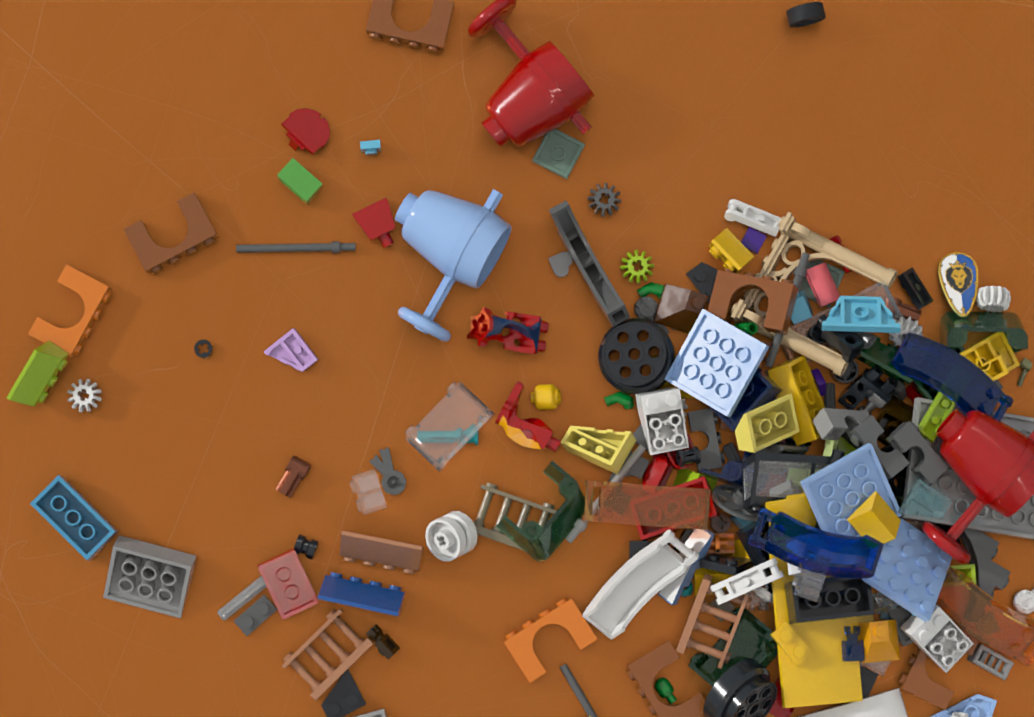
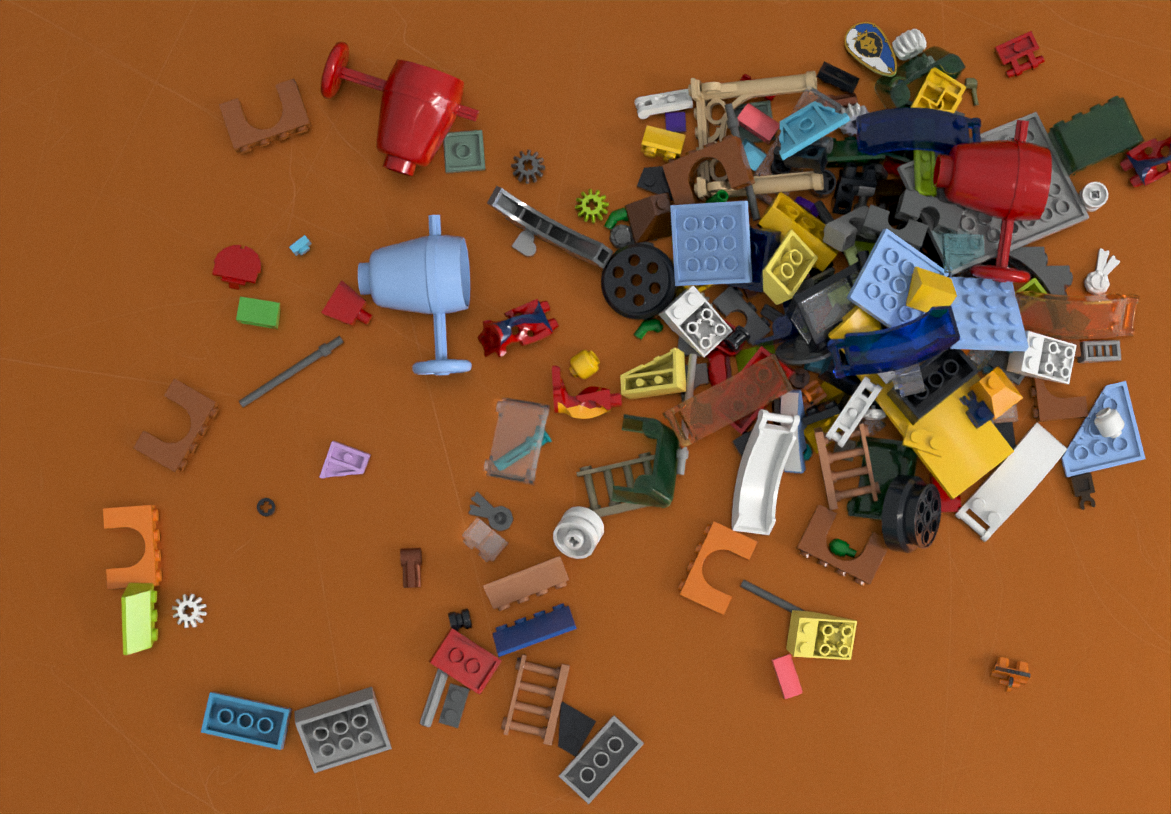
camera: 25 degrees left, 0 degrees up
(384, 643) = (580, 660): dark brown plate -> none

